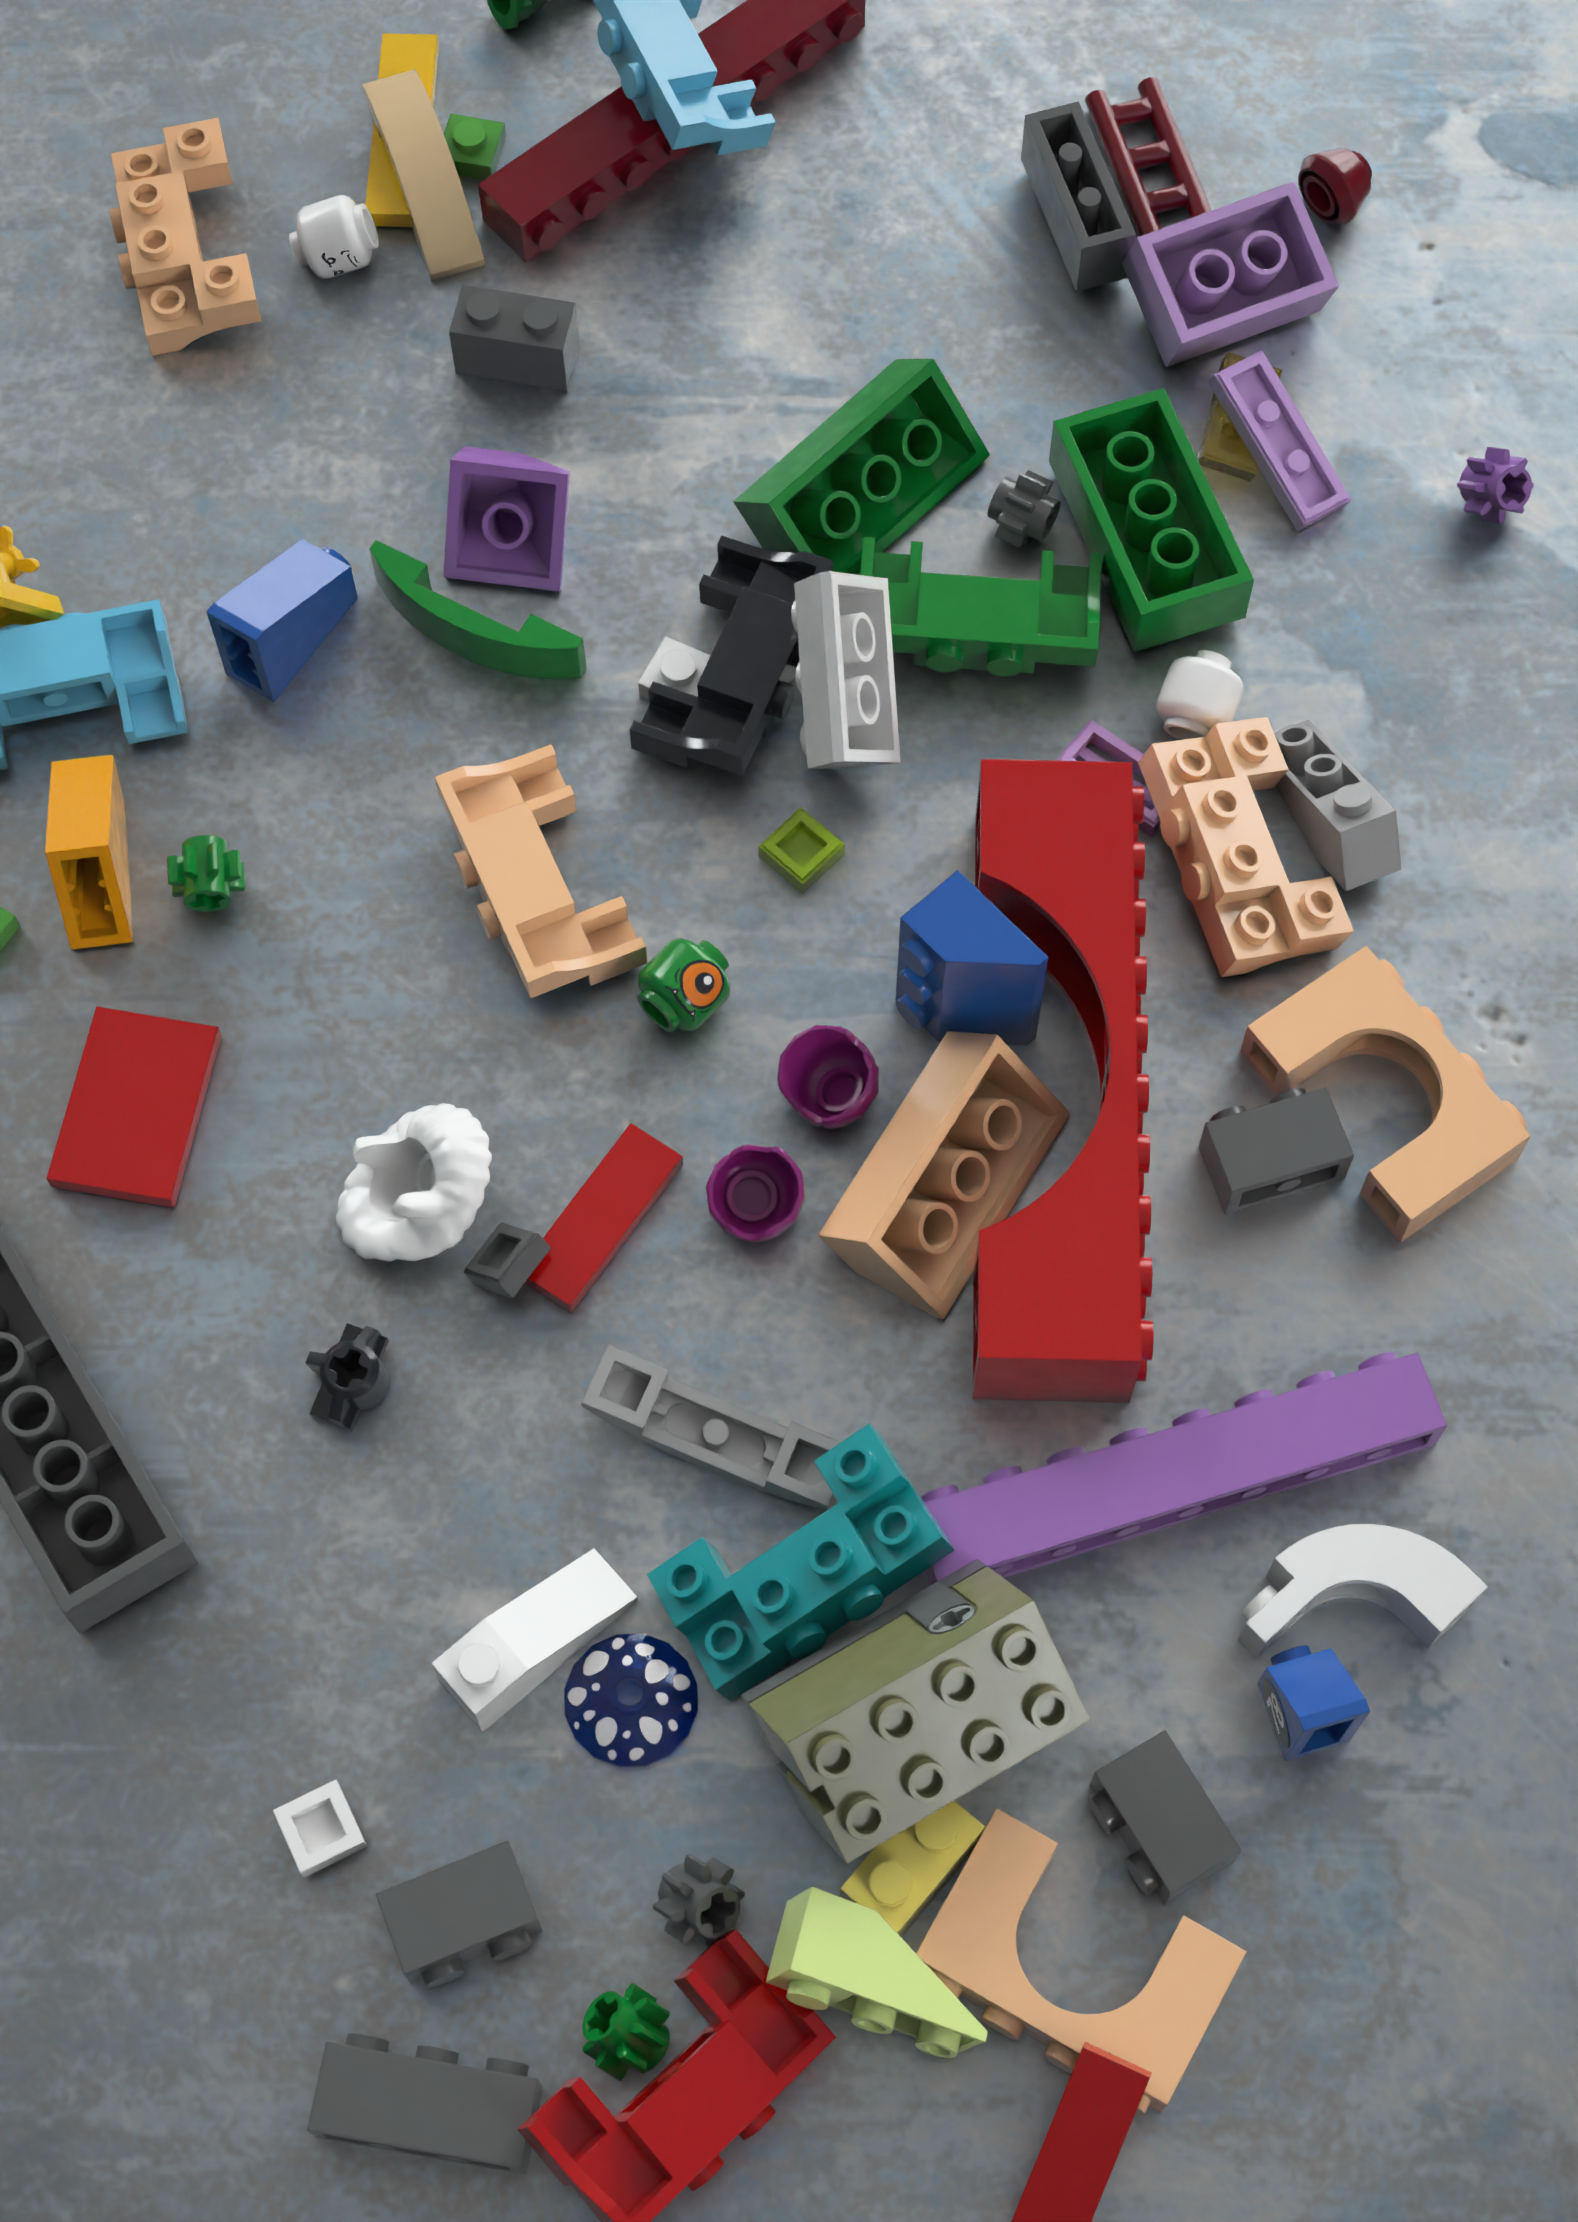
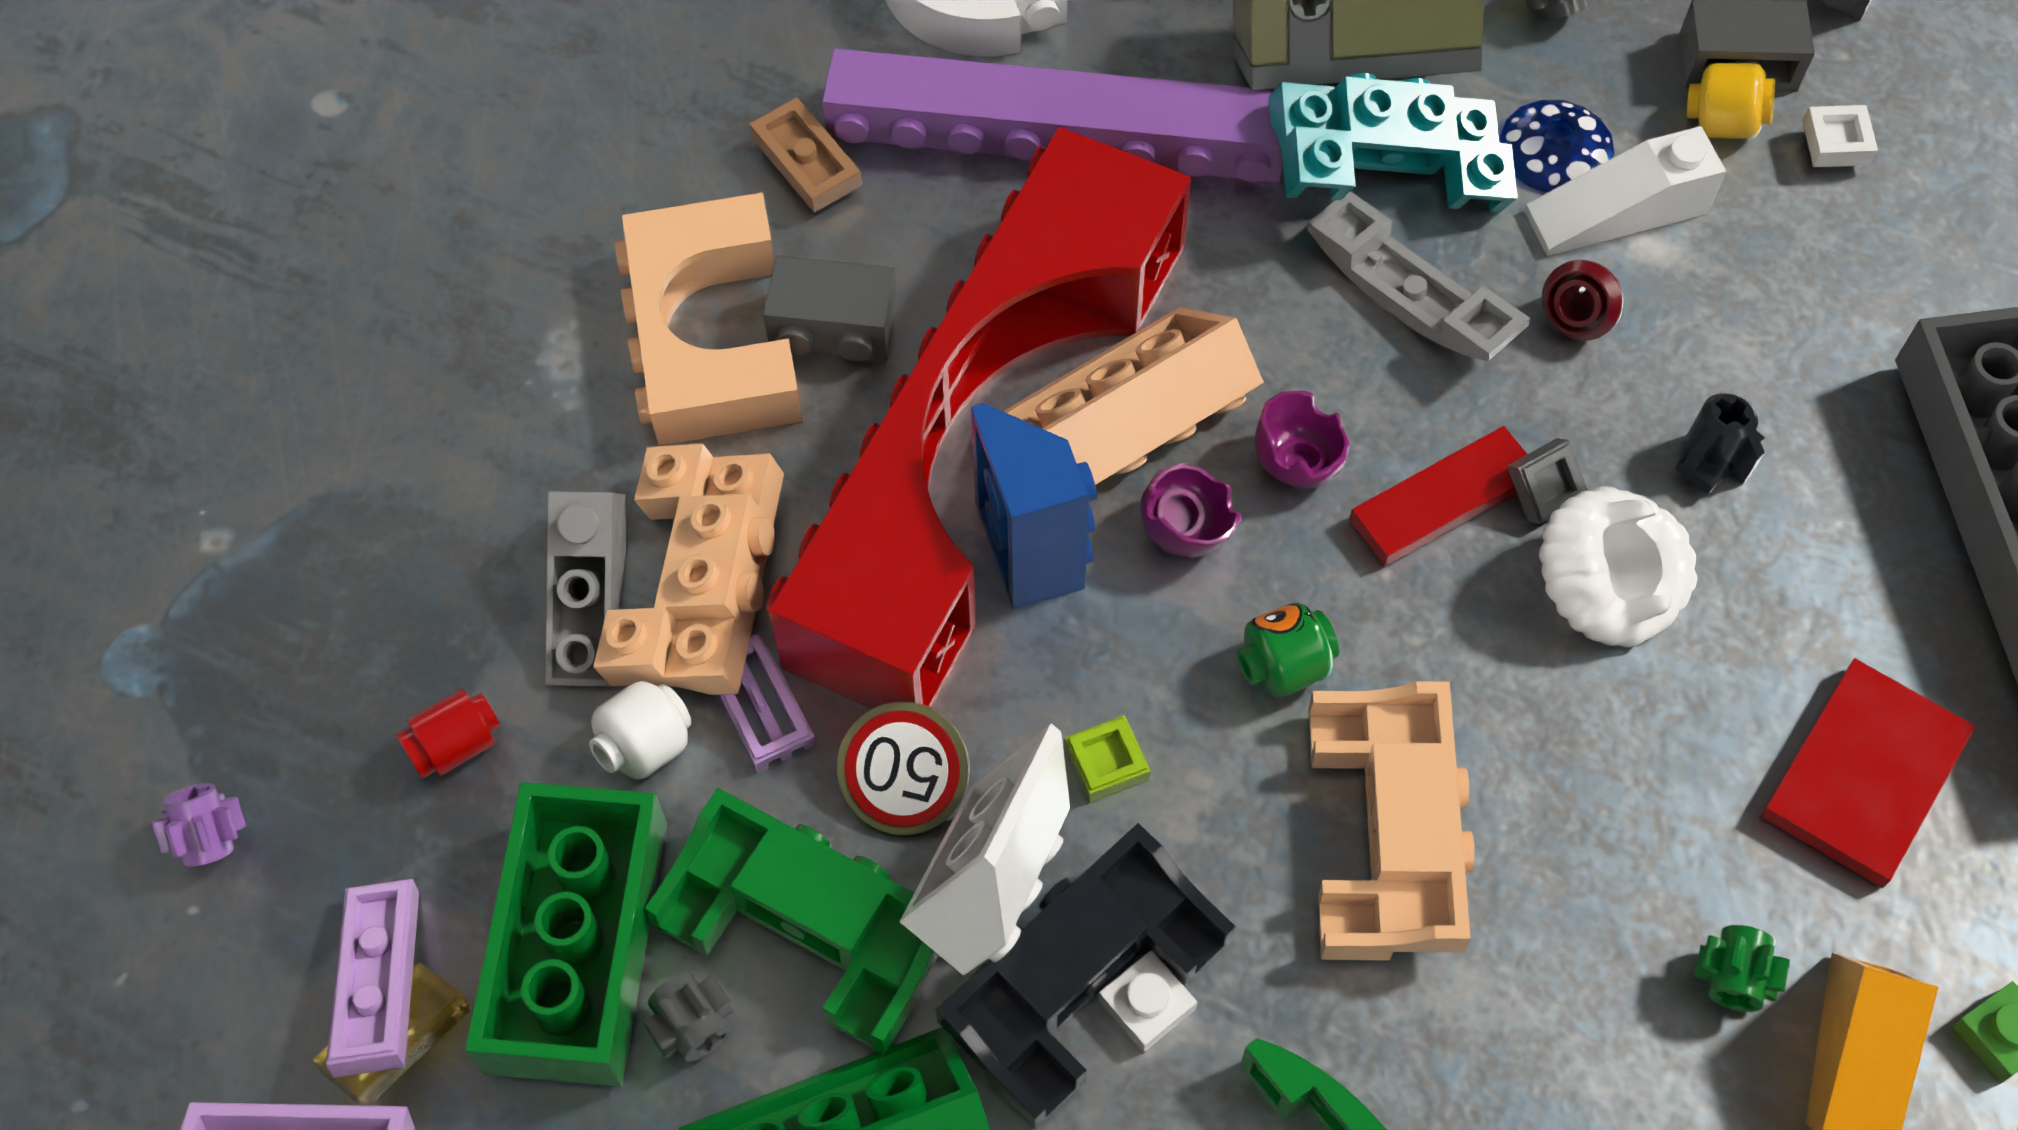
camera: 155 degrees left, 5 degrees down
(452, 1815) = (1732, 100): none -> yellow head
(535, 1479) = (1582, 299): none -> dark red cone
(952, 751) = (903, 768): none -> piece
(1353, 633) = (449, 733): none -> red brick
(1408, 1319) = (805, 154): none -> medium nougat plate

